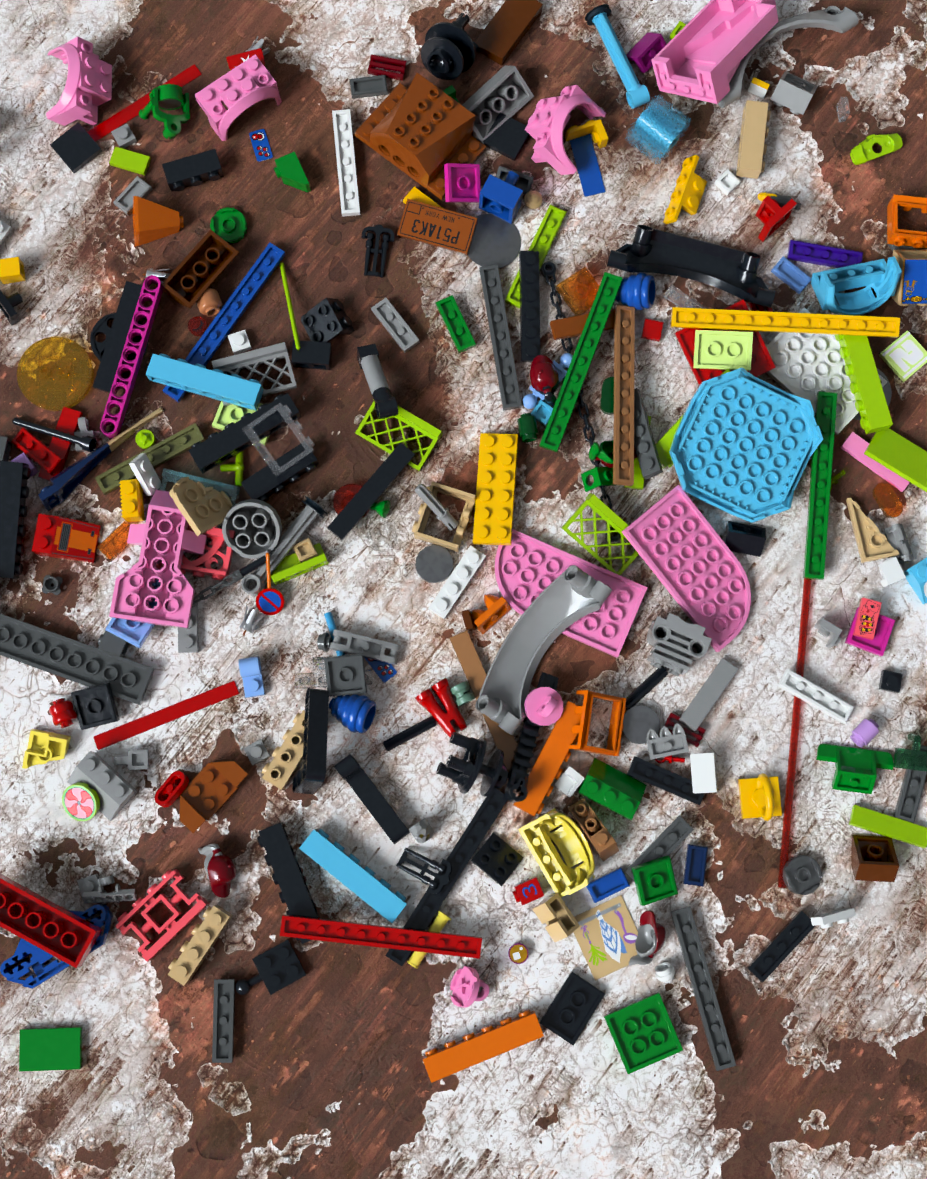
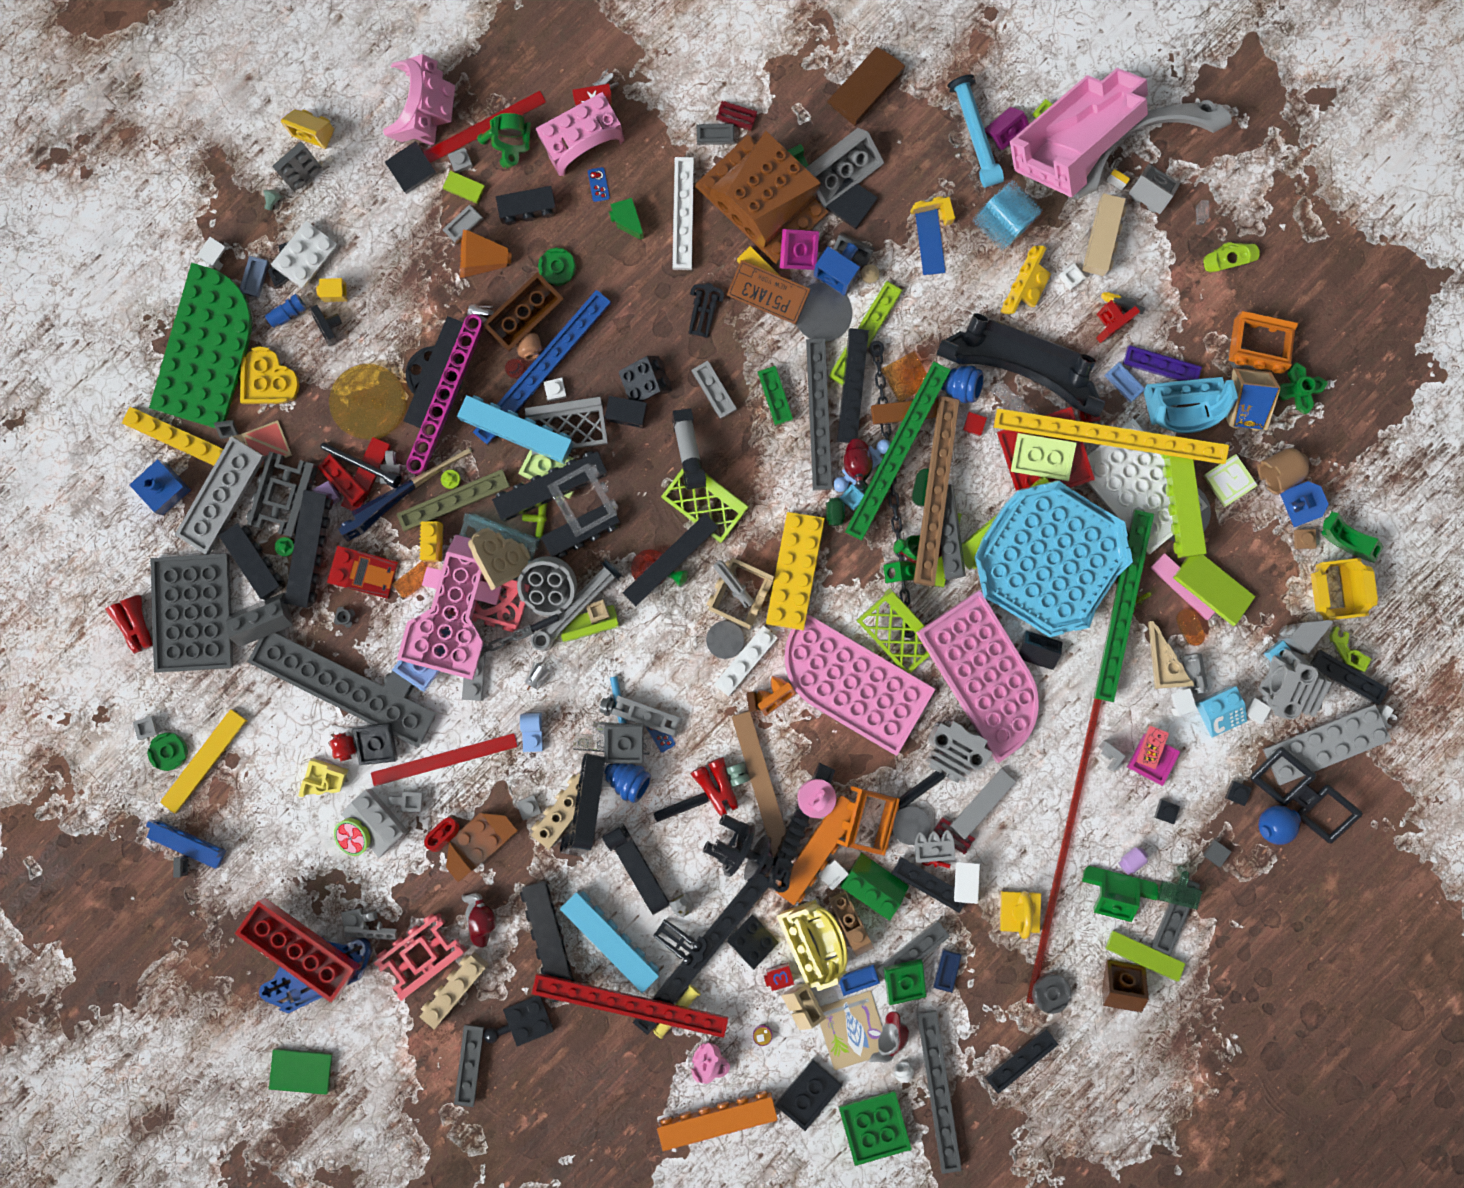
camera: 15 degrees right, 5 degrees up
(145, 474) = (447, 517): white plate -> none
(269, 600) = (557, 657): piece -> none
(290, 308) = (609, 358): lime axle -> none
(448, 49) = (802, 106): black piece -> none
(511, 673) = (788, 760): light grey panel -> none
(550, 120) = (895, 196): bright pink piece -> none
(815, 696) = (1089, 818): white tile -> none
(840, 916) = (1082, 1039): white plate -> none

